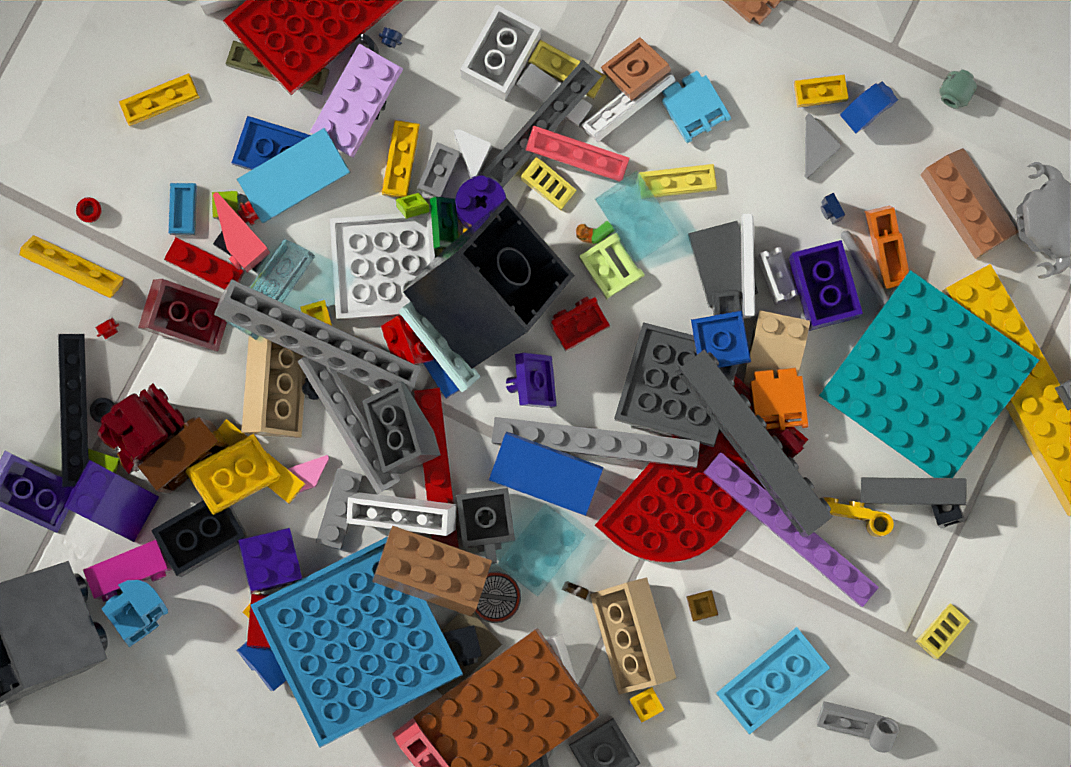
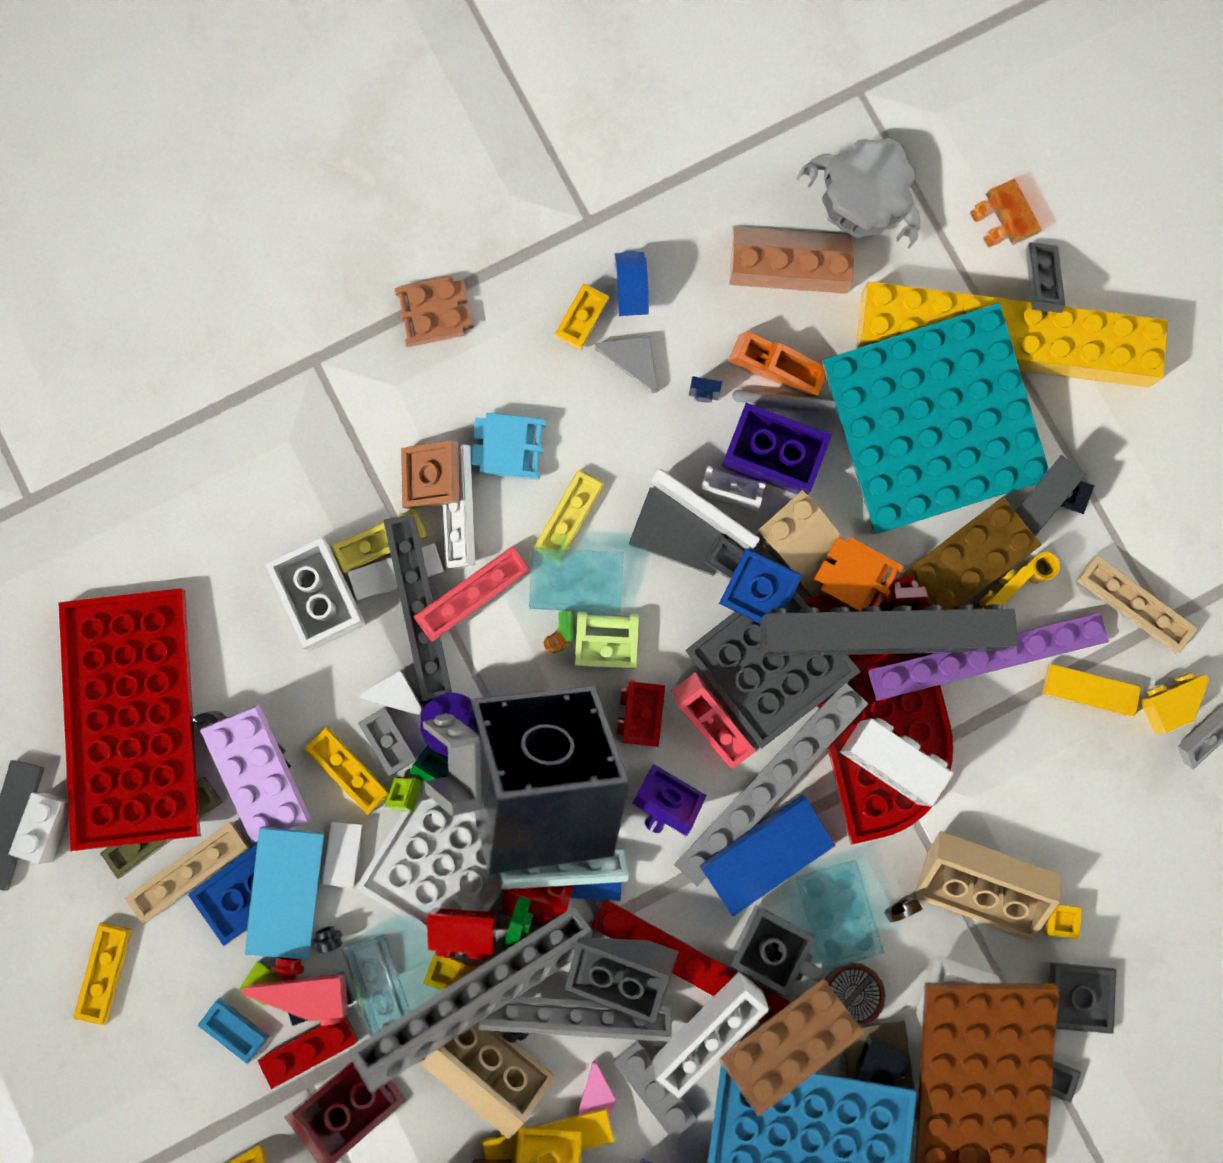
camera: 55 degrees left, 0 degrees up
(85, 203) = (155, 1138): red plate -> none
(261, 105) = (187, 872): none -> tan plate
(283, 225) = (327, 939): none -> black plate
(344, 196) = (342, 854): none -> white tile
(352, 305) = (461, 932): none -> red slope
(385, 337) = (519, 923): none -> green plate
(390, 37) = (218, 691): dark blue plate -> none
(445, 236) = (462, 788): none -> light grey panel
(546, 170) = (453, 639): light yellow slope -> none
(609, 374) = (712, 720): none -> coral slope
(671, 509) = (897, 761): none -> white brick
(702, 605) = (1001, 794): pearl gold tile -> none
(772, 680) = (1122, 780): medium azure plate -> none
(820, 619) = (1091, 690): none -> yellow tile
(851, 681) = (1174, 705): none -> yellow slope
(852, 471) = (974, 556): none -> pearl gold plate
(903, 608) = (1136, 604): none -> tan plate
(936, 624) = (1196, 587): light yellow slope -> none
(958, 89) = (674, 189): sand green head -> none

